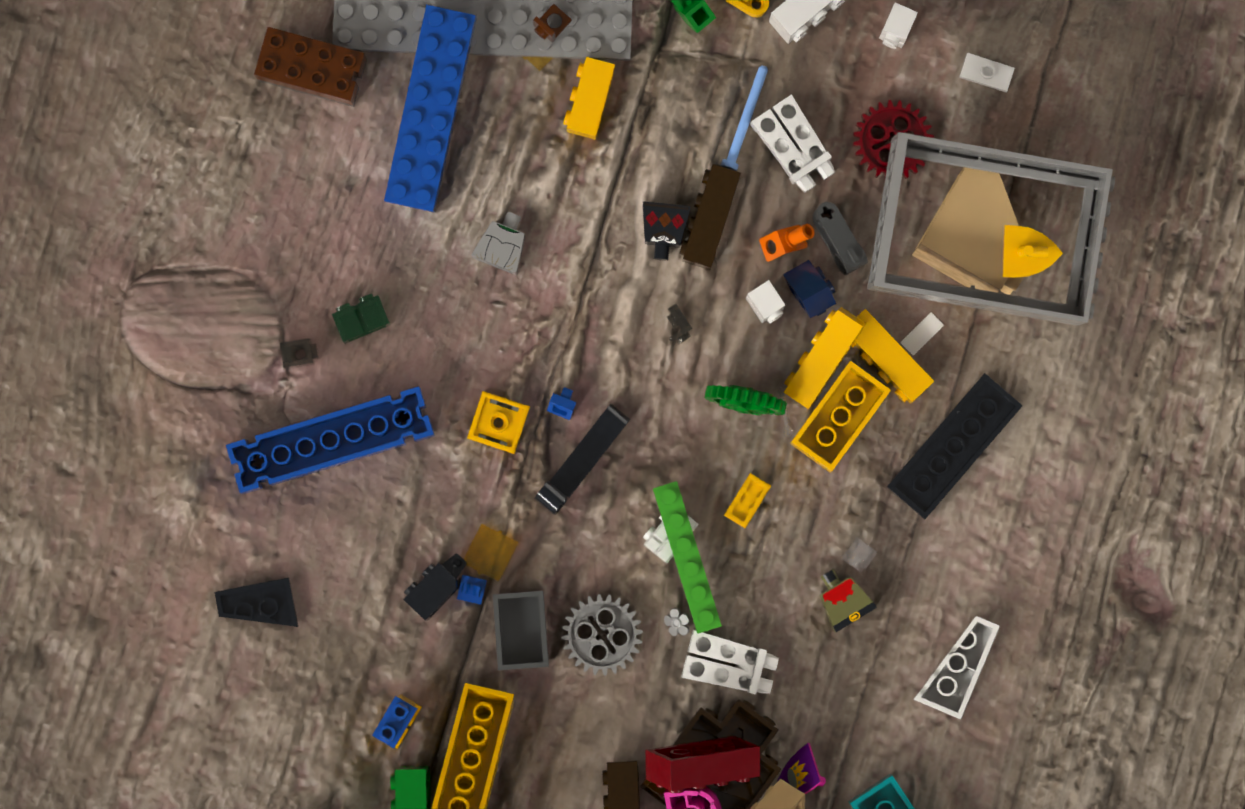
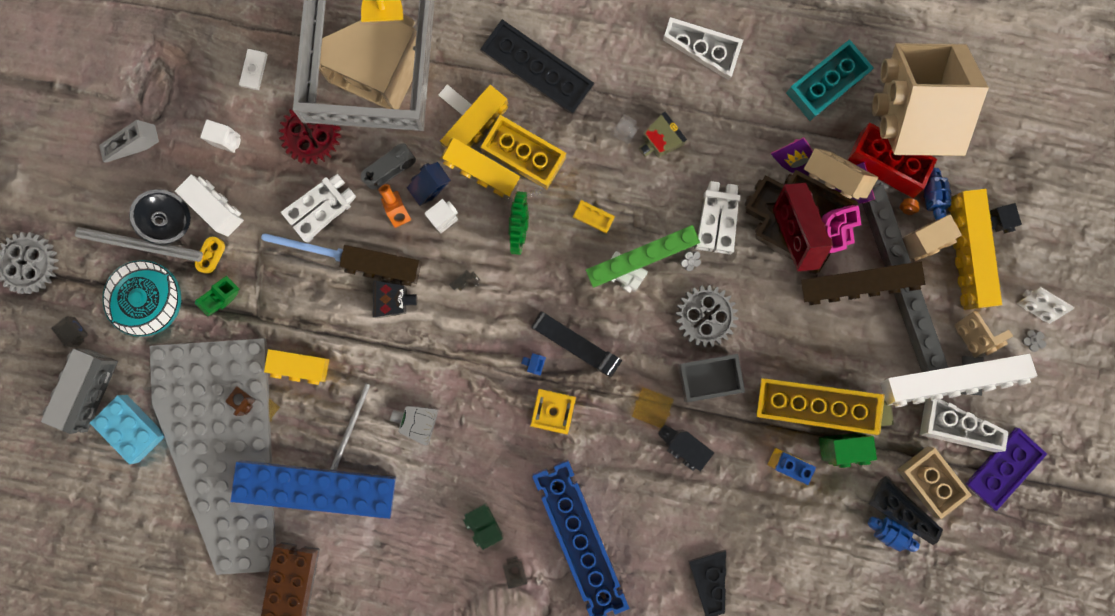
camera: 90 degrees left, 0 degrees up
(472, 589) = (682, 418): blue tile -> none
(501, 157) = (350, 426): none -> light grey axle

